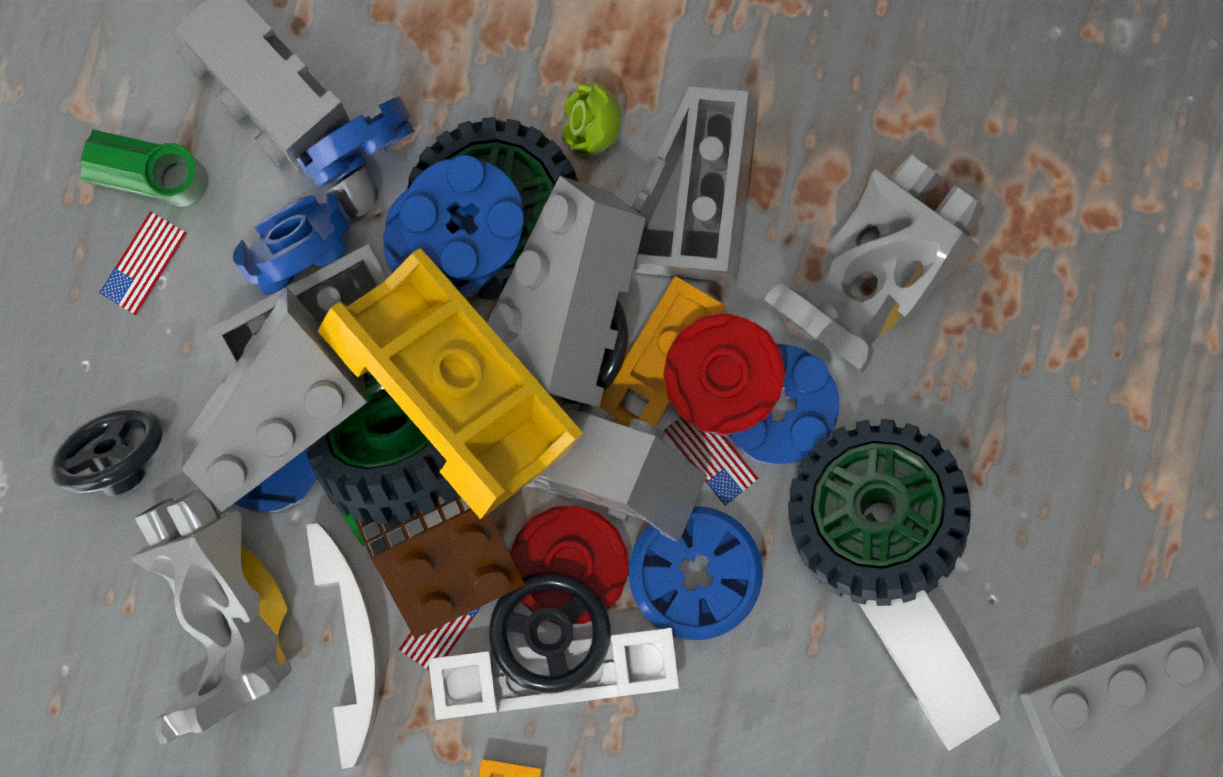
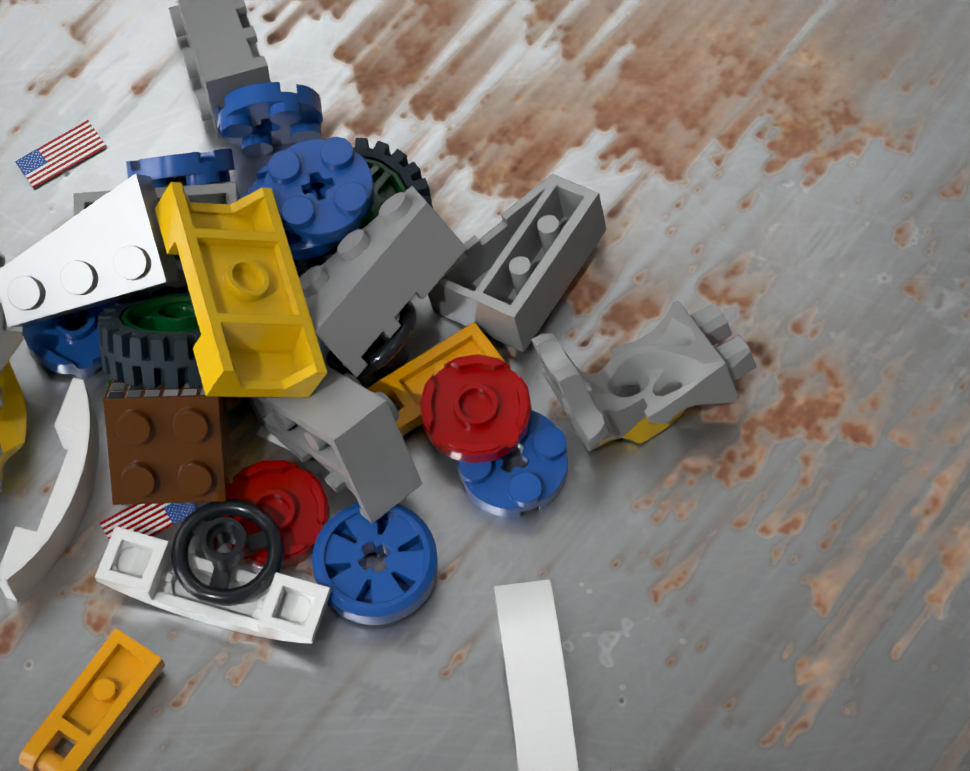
camera: 25 degrees right, 20 degrees down
(139, 167) = (102, 82): green piece -> none
(356, 192) = (249, 160): light grey hinge -> none
(592, 119) = (466, 183): lime plate -> none
(714, 456) = (440, 485): sticker -> none
(888, 556) = (553, 570): wheel -> none

